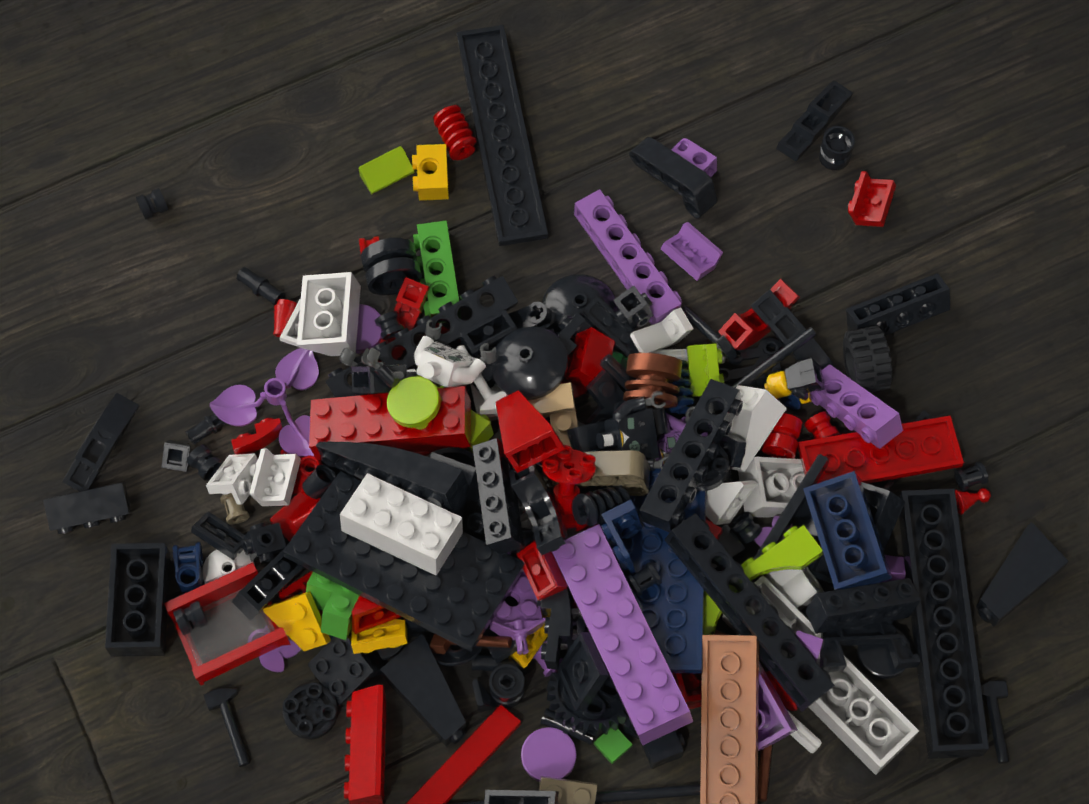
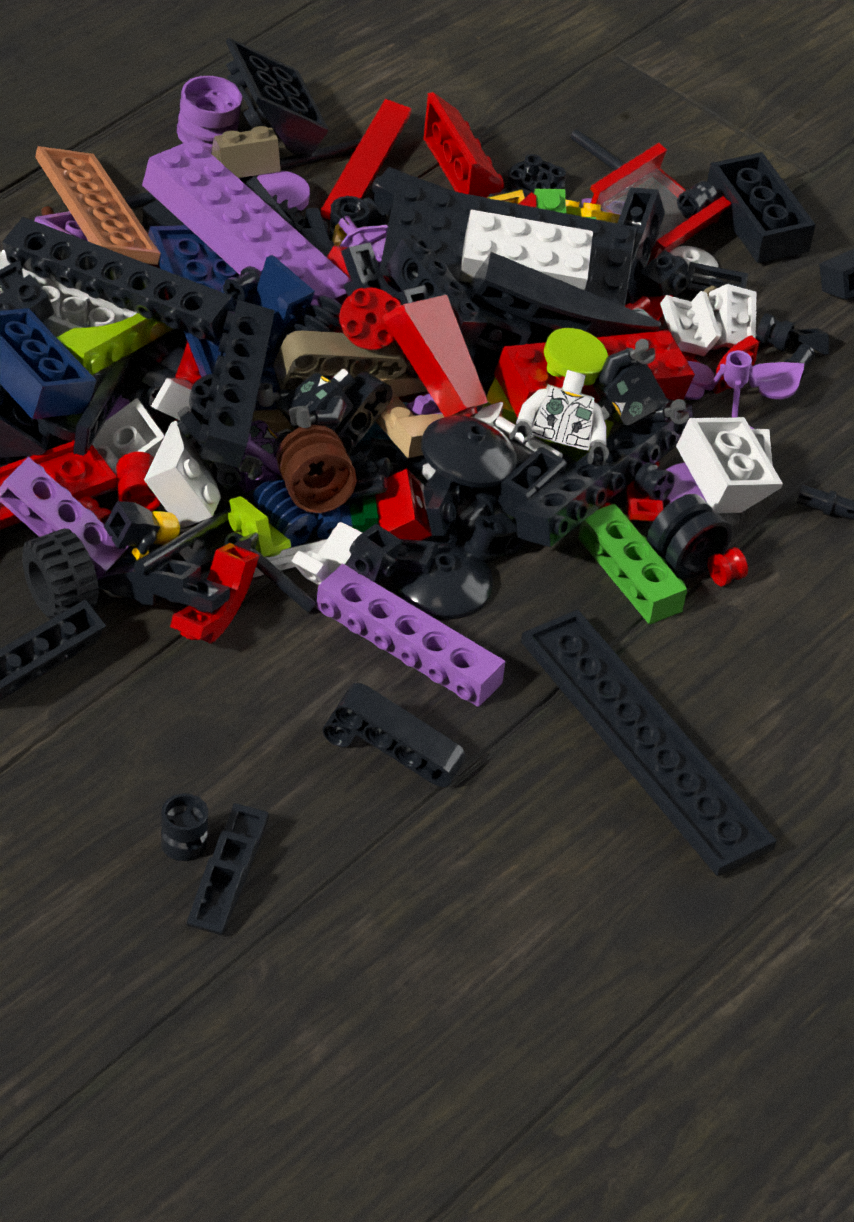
camera: 155 degrees right, 20 degrees down
(188, 563) = (730, 246): dark blue piece -> none
(282, 314) = (791, 482): red cone -> none
(386, 169) = (764, 662): lime slope -> none
(434, 159) = (705, 667): yellow brick -> none
(455, 132) = (703, 718): red piece -> none
(692, 251) = (330, 659): medium lavender bracket -> none
(696, 156) = (376, 769): medium lavender leg -> none
(811, 642) = (45, 278): medium lavender slope -> none
(871, 200) = (113, 782): red bracket -> none

